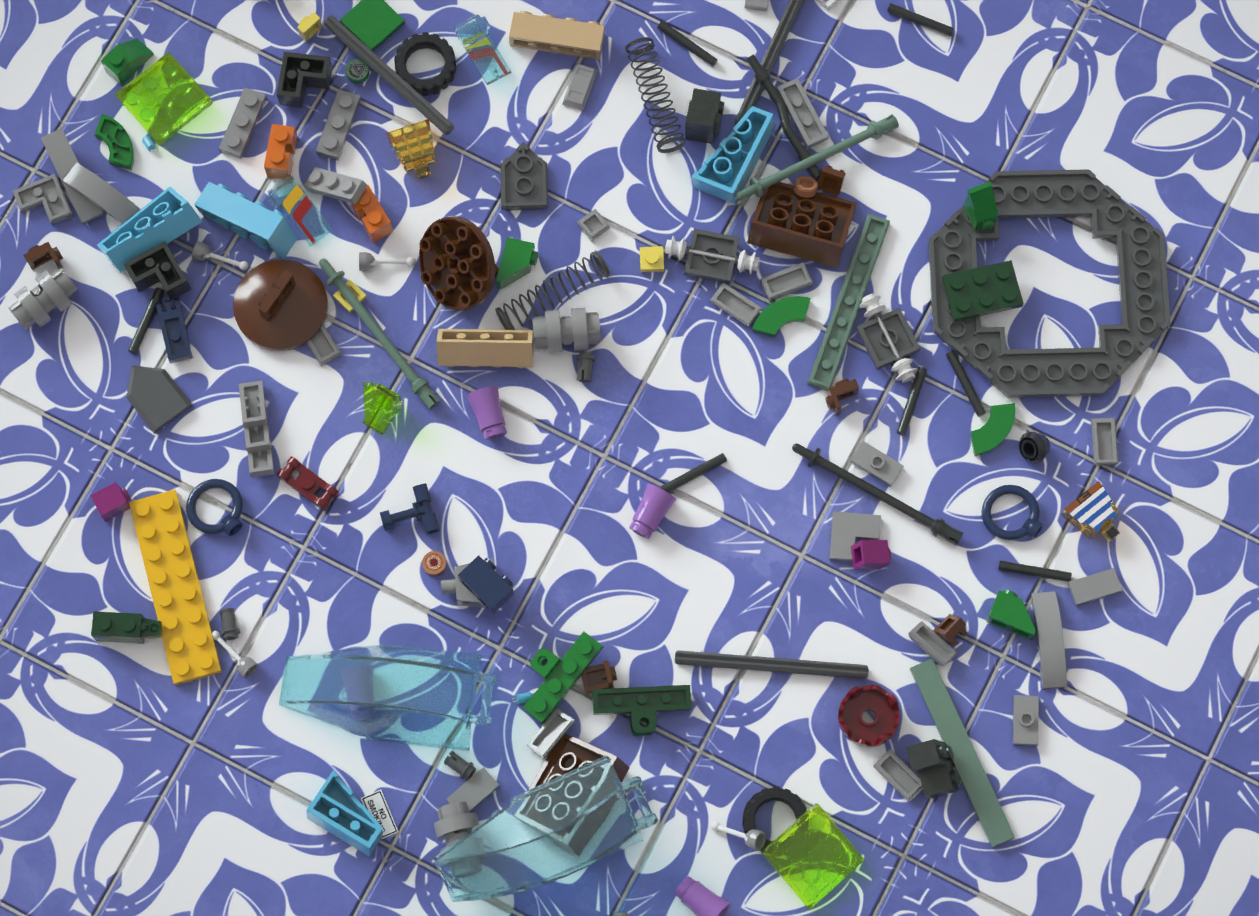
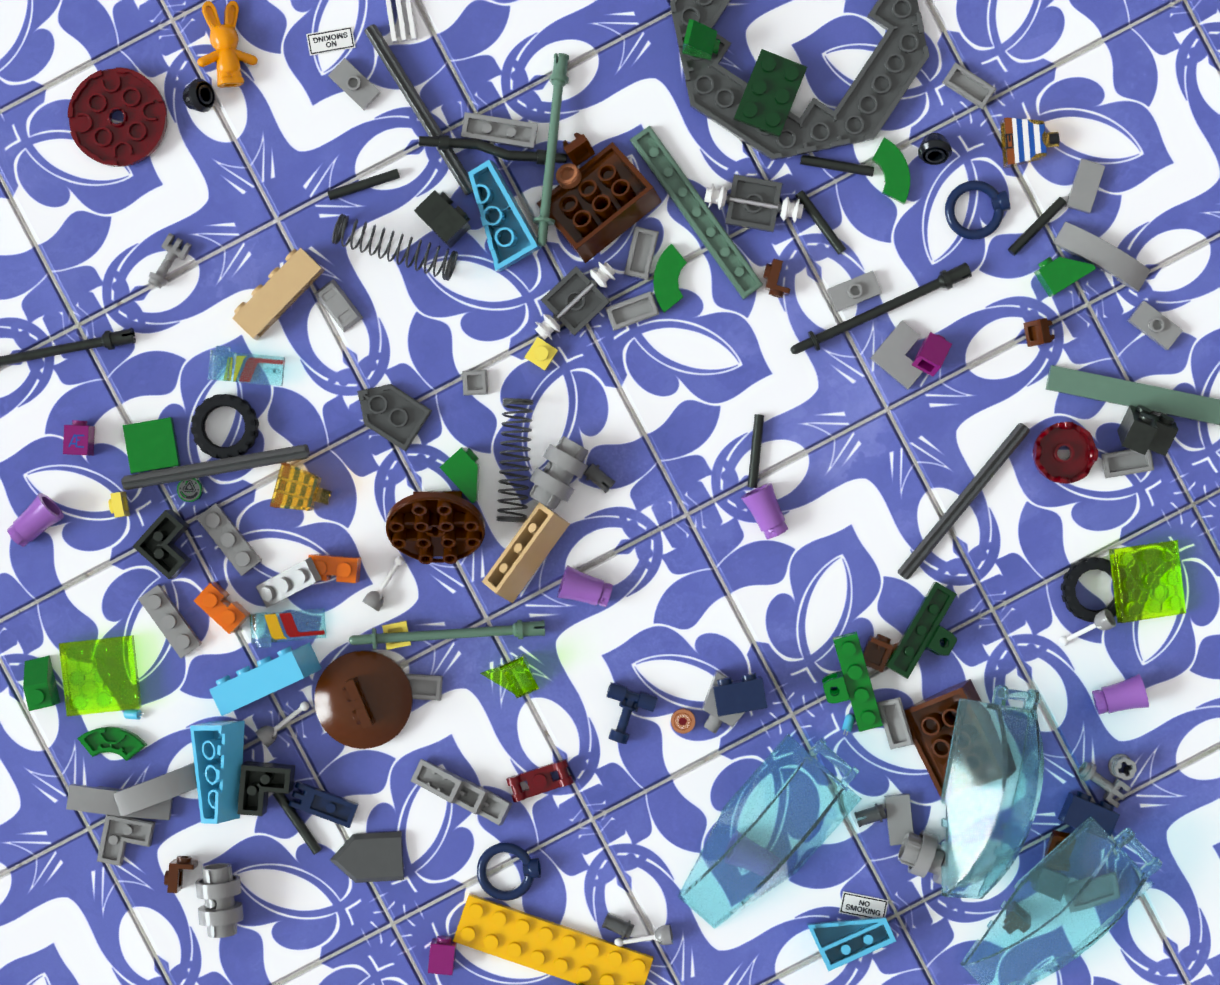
camera: 60 degrees left, 15 degrees up
(932, 644) = (1040, 356): light grey tile -> none

